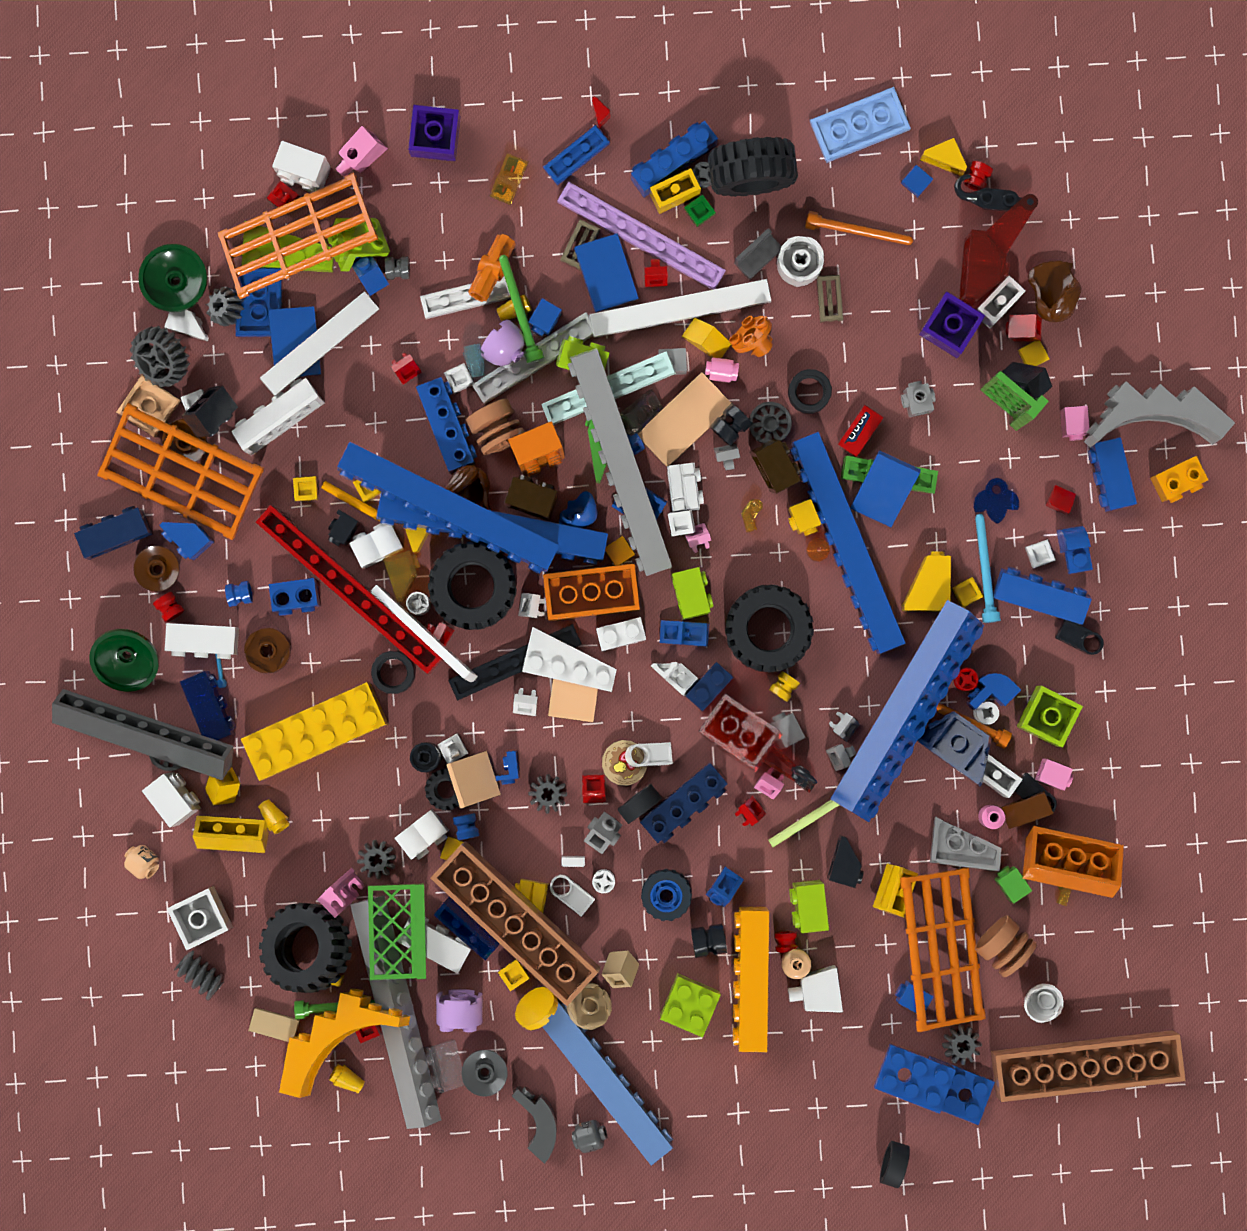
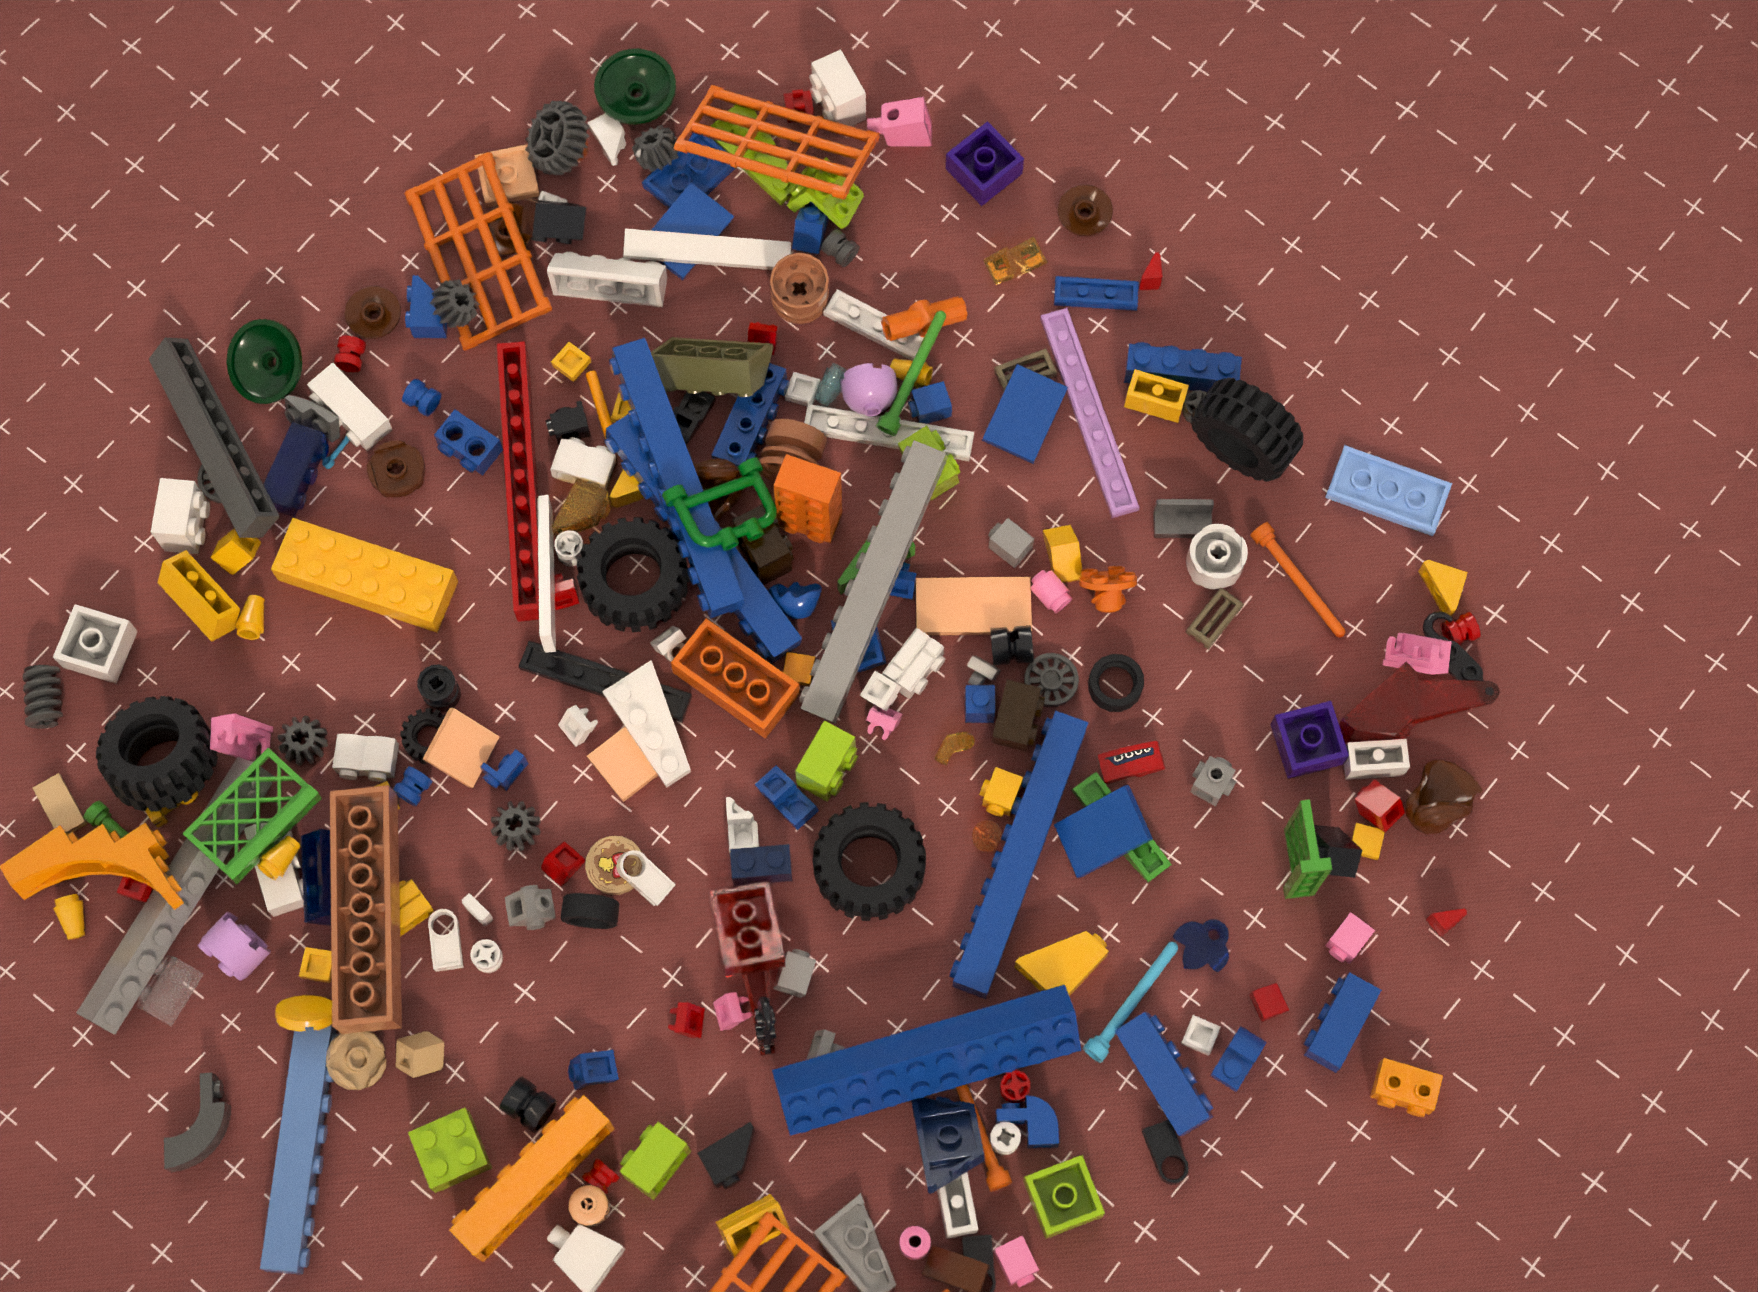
camera: 45 degrees right, 15 degrees down
(113, 532) = (367, 250): dark blue brick -> none
(141, 862) = (98, 549): light nougat head -> none
(182, 667) = (312, 415): none -> dark grey slope
(204, 520) = (454, 303): none -> dark grey gear
(381, 685) = (478, 569): black tyre -> none
(390, 309) = (798, 274): none -> nougat wheel
(395, 415) = (712, 365): none -> olive slope
(407, 453) = (692, 413): none -> black slope
(436, 940) = (278, 858): none -> yellow cone
(452, 748) = (473, 705): white tile -> none
(478, 1083) = (185, 1023): dark grey dish -> none
(519, 97) = (1089, 200): none -> reddish brown dish
(523, 500) = (727, 537): none -> green bar
(589, 1136) = (232, 1186): dark grey head -> none
(621, 383) = (939, 515): light aqua plate -> none
(621, 634) = (726, 742): white brick -> none
(630, 420) = (920, 559): clear smoke slope -> none
(656, 274) = (1069, 454): red tile -> none
(671, 908) = (519, 1011): black wheel -> none
(680, 308) = (1064, 503): white tile -> none
(683, 802) = (632, 952): dark blue brick -> none
(699, 210) = (1164, 435): green plate -> none
(744, 476) = (979, 703): none -> blue brick
(784, 686) = (833, 931): yellow wheel -> none
(802, 823) = (726, 1079): yellowish green bar -> none
(846, 726) = (855, 1023): light grey tile -> none
(917, 181) = (1397, 585): blue tile -> none
(967, 592) = (1094, 1006): yellow tile -> none
(969, 215) = (1420, 652): none -> bright pink hinge
(1120, 362) = (1445, 920): none -> red slope
(1189, 409) = (1474, 1027): light grey arch -> none

